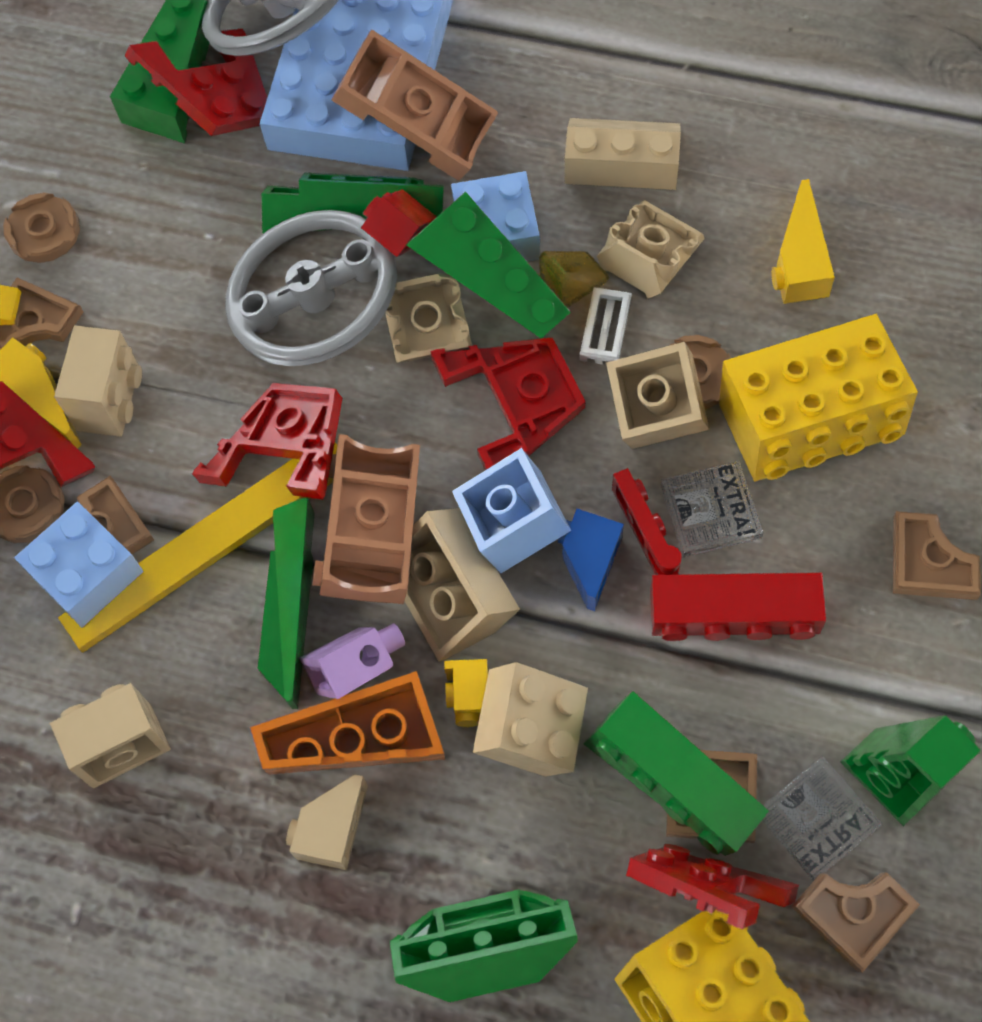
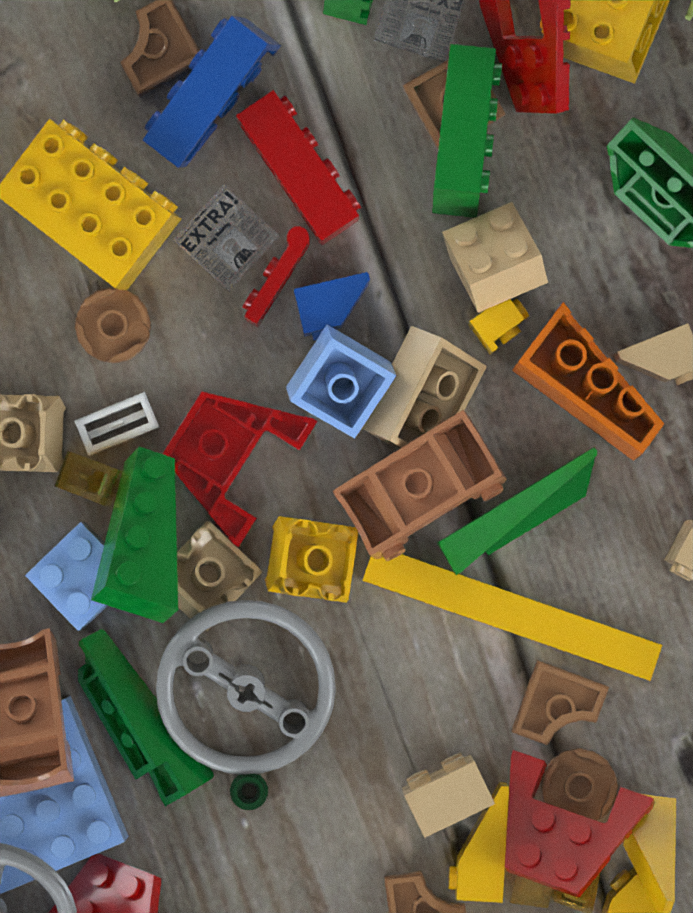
camera: 135 degrees left, 20 degrees up
(79, 564) = (604, 688): light blue brick -> none
(225, 240) = (244, 802): none -> dark green plate
(286, 424) = (378, 613): red wing -> none
(337, 665) = (538, 422): lavender torso -> none
(379, 404) = (311, 559): none -> yellow slope
(396, 220) = (144, 648): red brick -> none
(657, 395) = (166, 331): tan brick -> none
(864, 573) = (209, 89): none -> blue wedge

